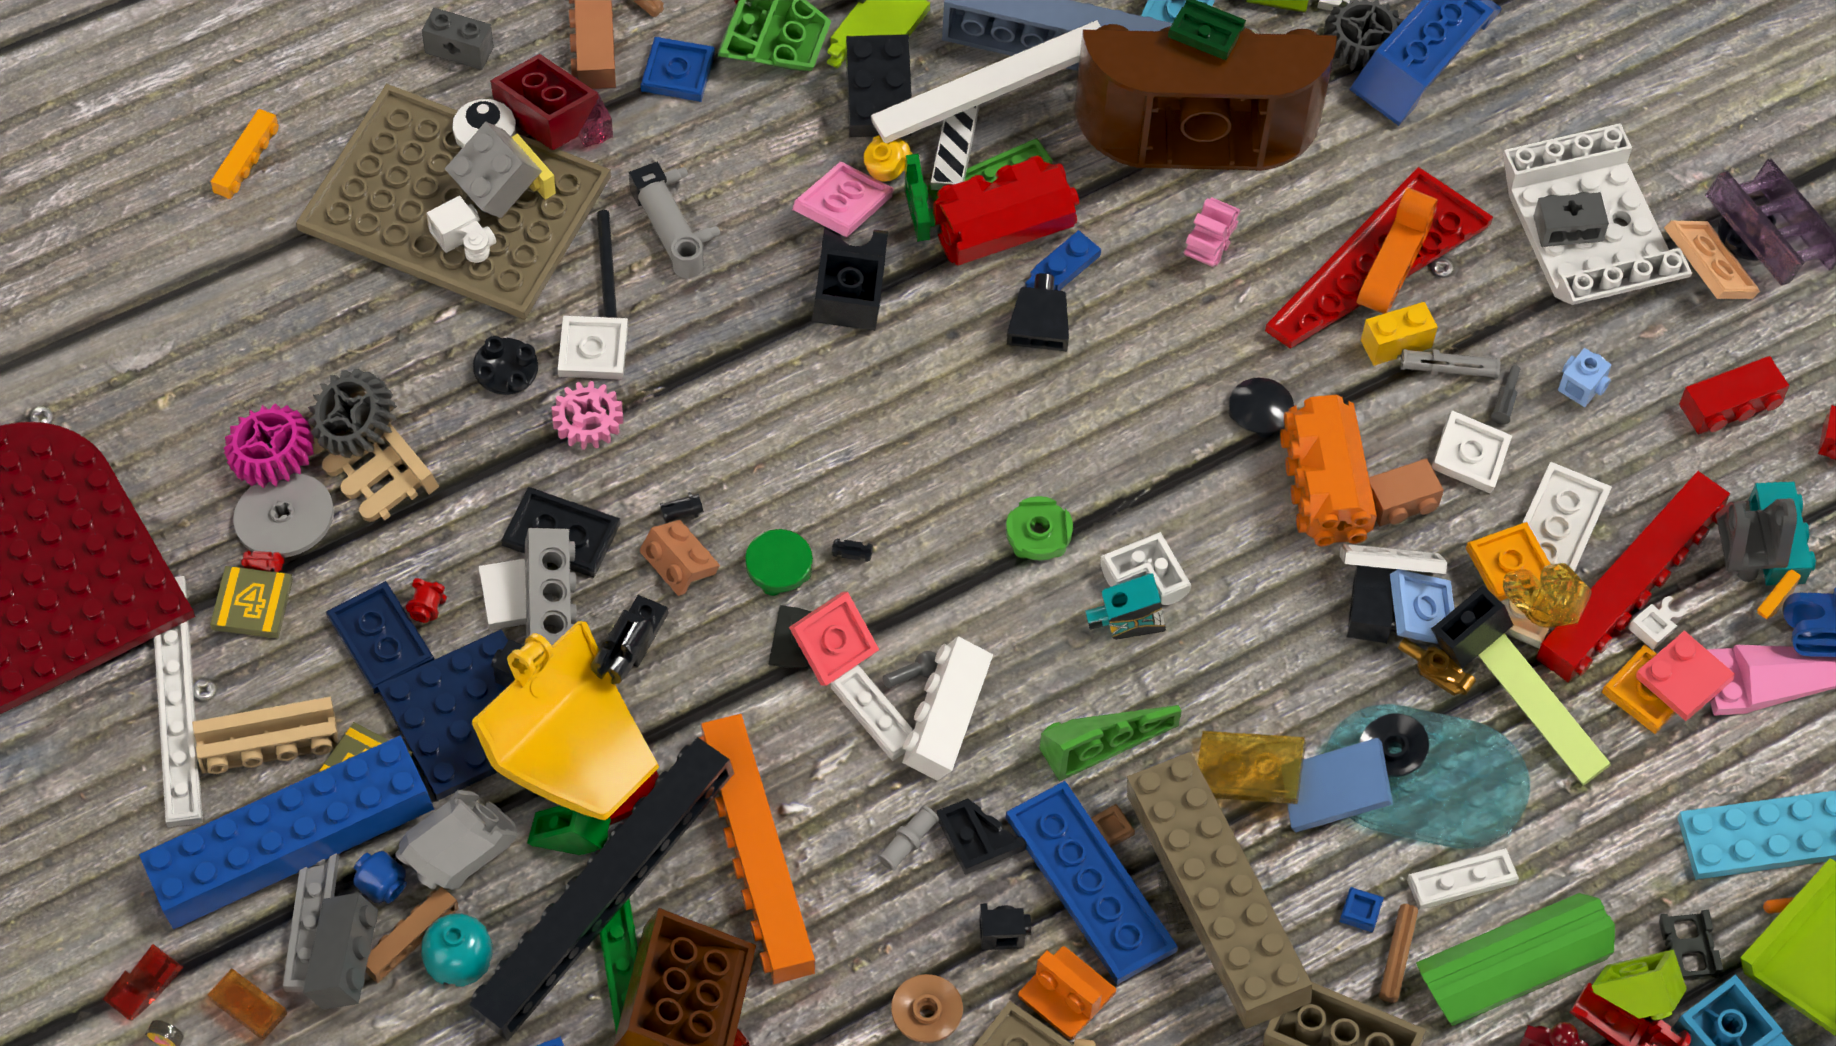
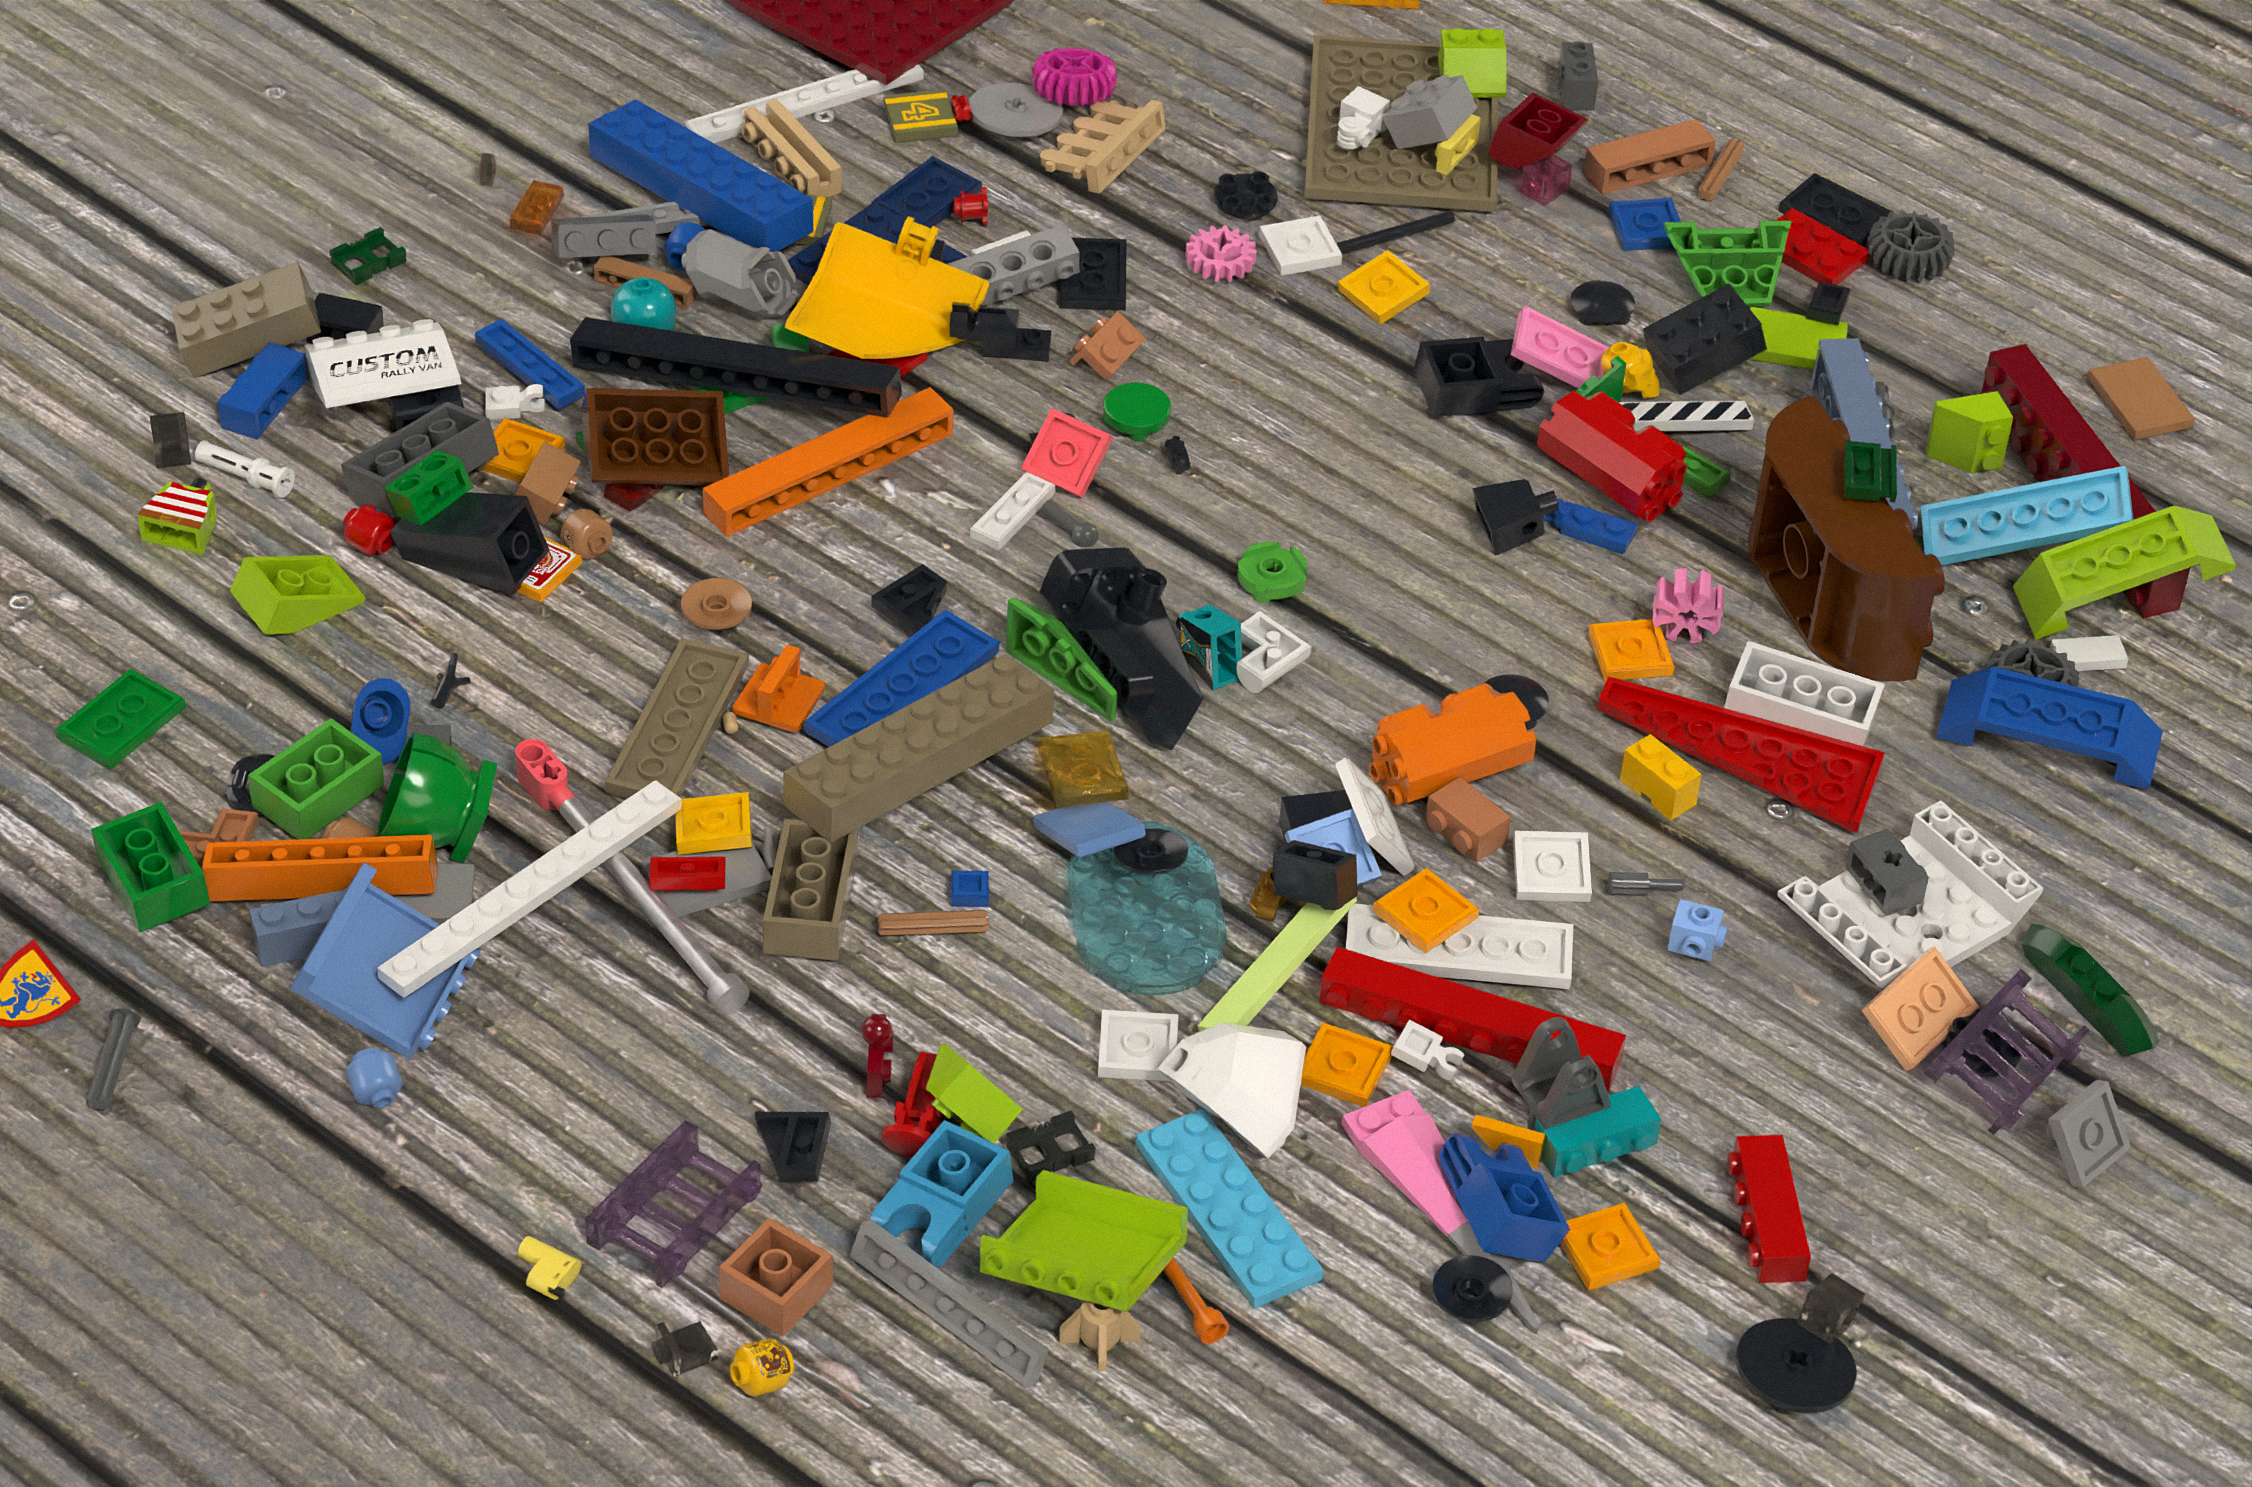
camera: 70 degrees right, 15 degrees down
(144, 984) = (526, 150): clear red slope -> none
(363, 414) = (1125, 101): dark grey gear -> none
(419, 111) = (1476, 56): none -> lime slope
(476, 113) = (1492, 108): white tile -> none
(651, 192) = (1494, 233): light grey piece -> none
(682, 508) = (1163, 340): black pin -> none
(686, 302) = (1383, 287): none -> yellow plate
(772, 144) = (1602, 303): none -> black dish
(908, 838) = (886, 556): light grey pin -> none
(947, 708) = (1025, 542): white brick -> none
(980, 86) = (1713, 375): white tile -> none
(1003, 927) = (823, 634): black brick -> none
(1079, 675) = (1122, 626): none -> black panel
(1226, 296) = (1631, 649): none -> light orange tile
(1342, 196) = (1803, 694): none -> white brick
(1398, 251) = (1750, 745): orange beam -> none
(1412, 360) = (1647, 818): light grey pin -> none
(1462, 879) = (1041, 958): white tile -> none
(1519, 957) = (961, 1007): bright green piece -> none
(1553, 600) = (1385, 931): clear yellow piece -> none
(1588, 837) = (1135, 1044): none -> white tile
(1675, 767) = (1243, 1078): none -> white brick
(1685, 675) = (1364, 1074): coral plate -> none
(1711, 141) = (2090, 990): none -> dark green brick
(1734, 395) = (1754, 1063): red brick -> none

